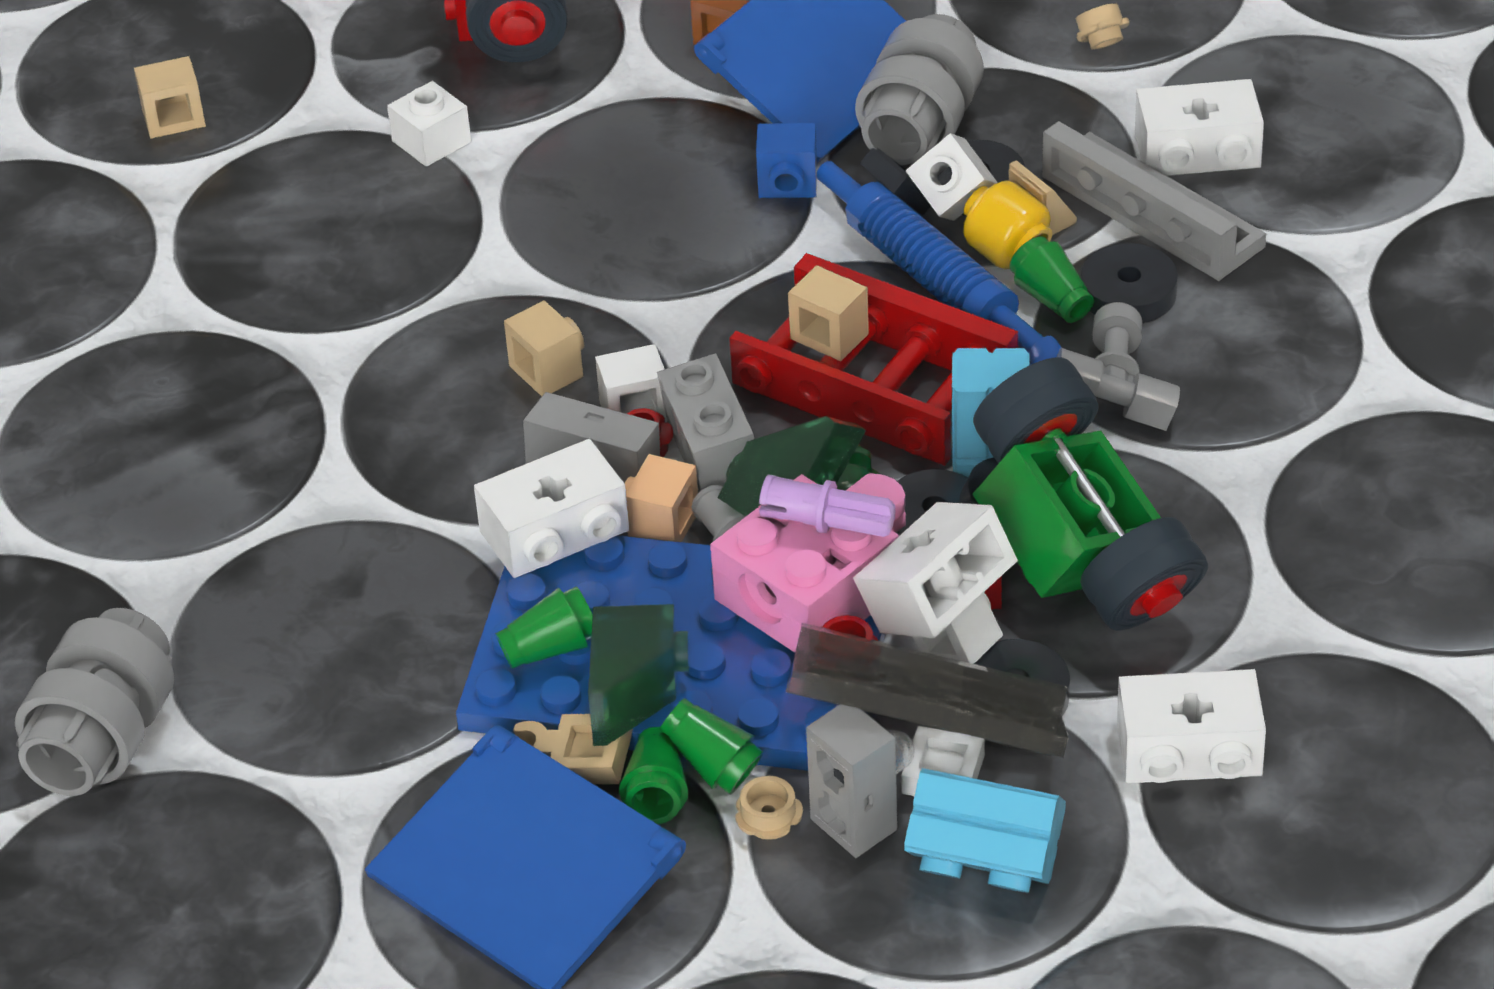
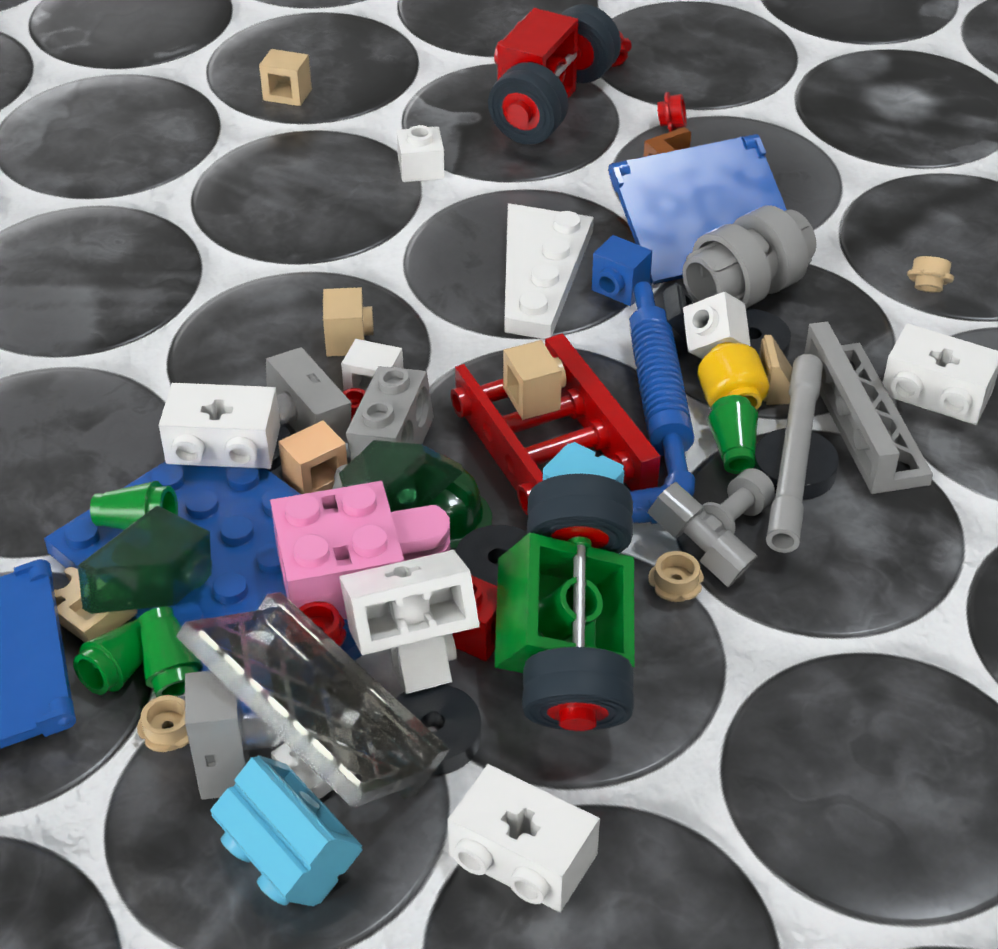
camera: 30 degrees right, 0 degrees up
(686, 192) = (541, 266): none -> white wing
(826, 506) = (354, 510): lavender axle -> none
(1124, 436) = (676, 576): none -> tan plate
(1169, 325) = (787, 508): none -> light grey piece

